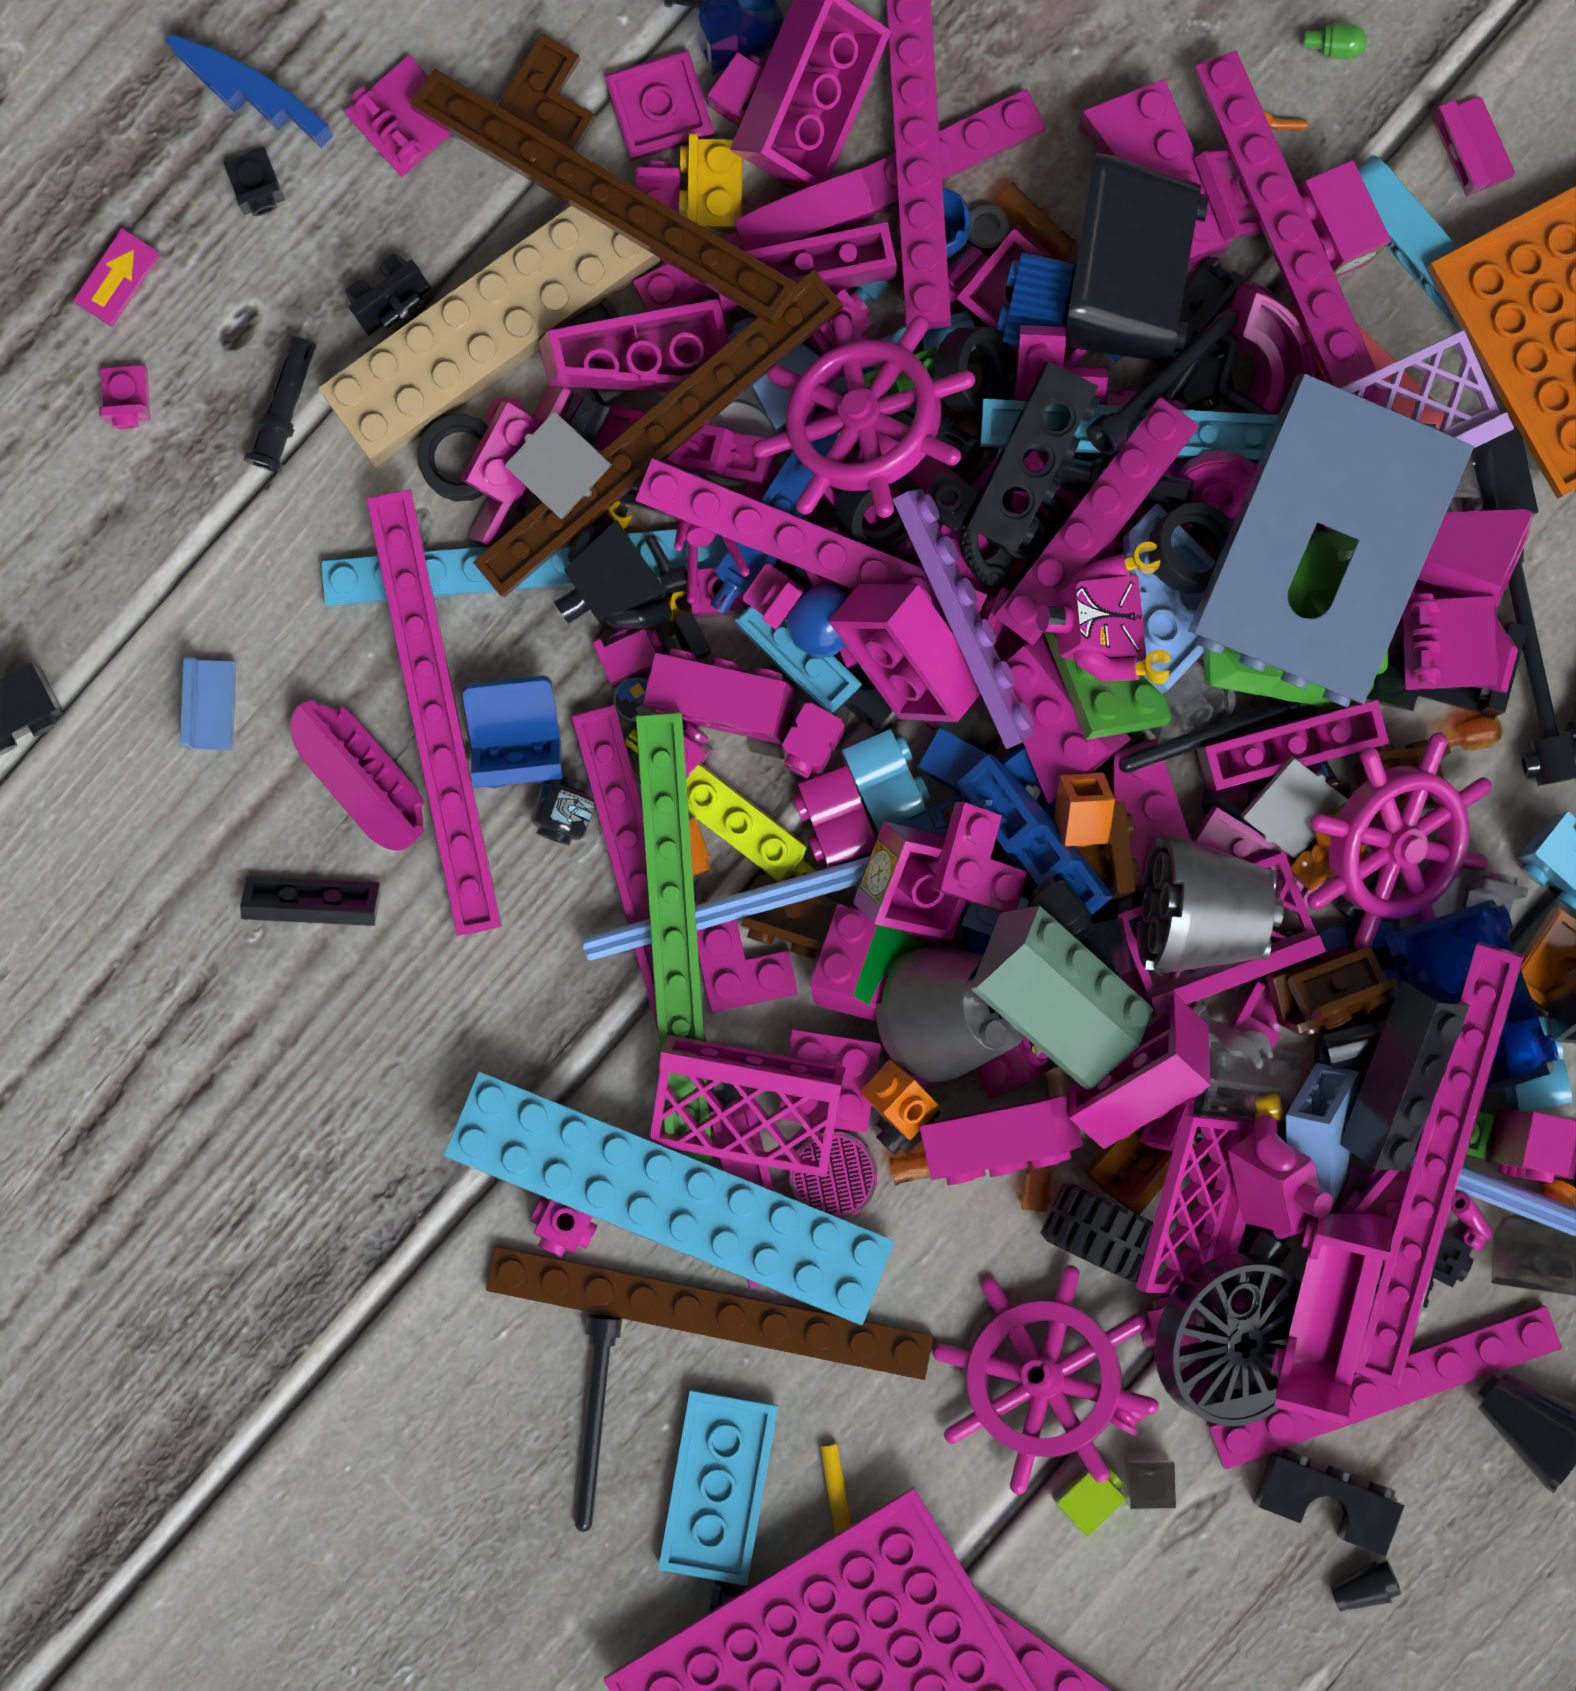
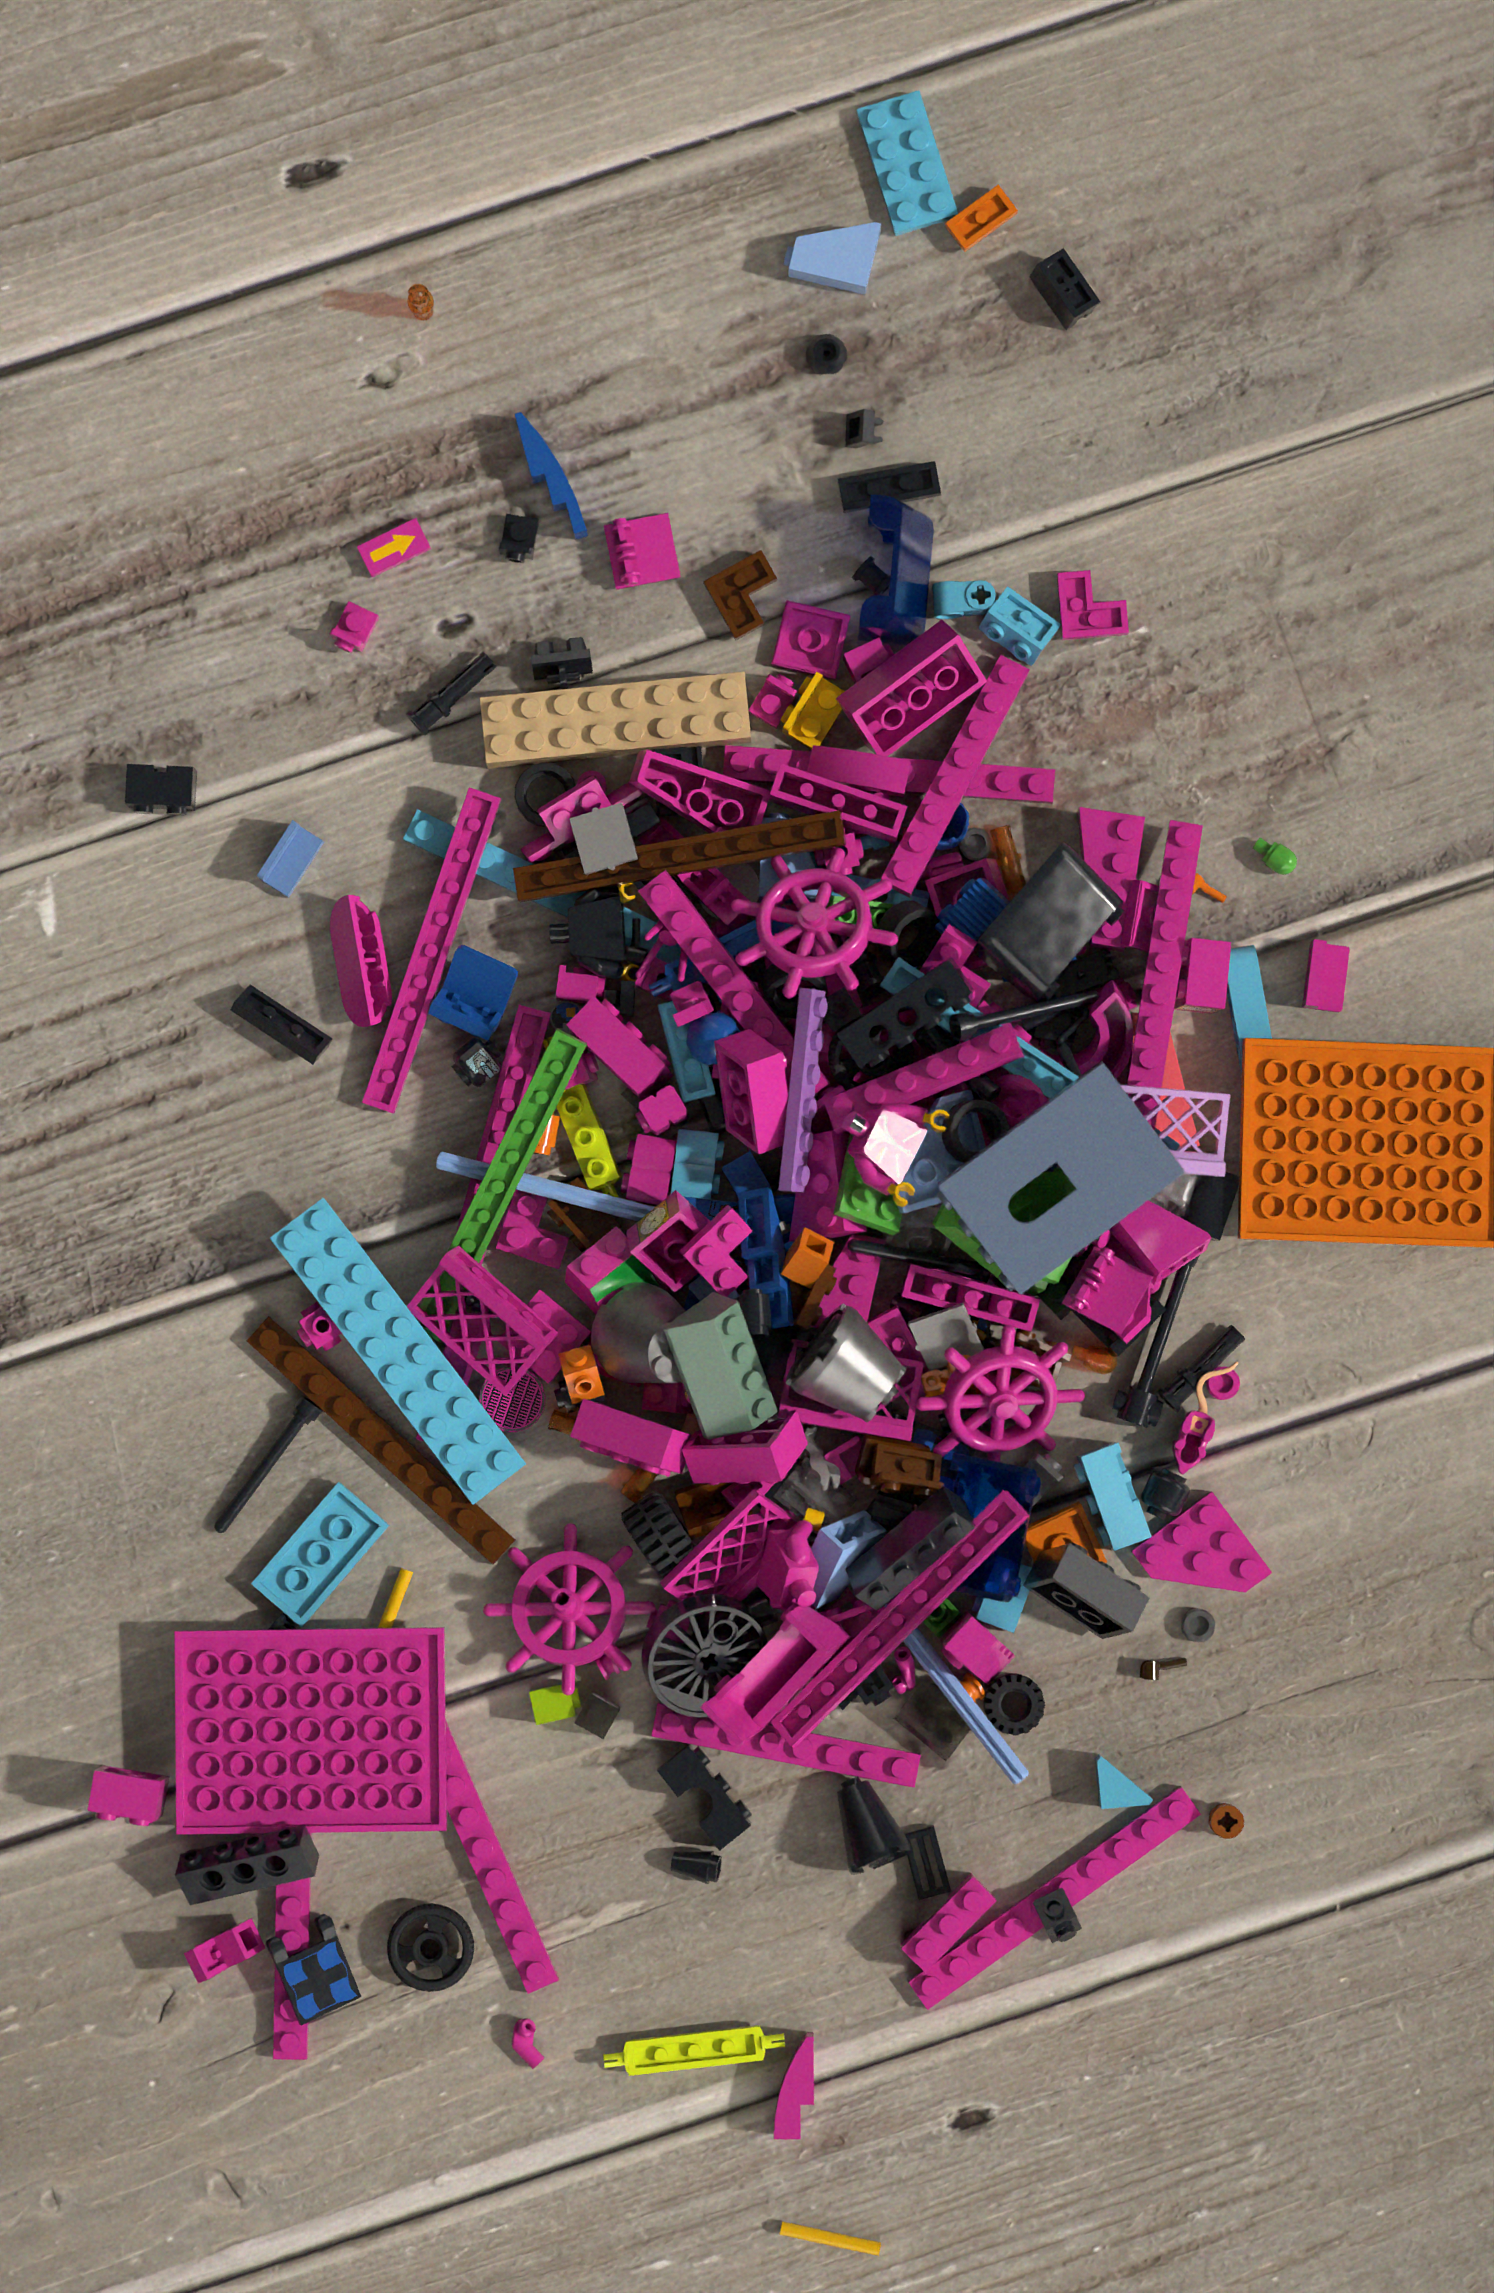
camera: 35 degrees right, 0 degrees up
(605, 197) = (734, 683): reddish brown plate -> none

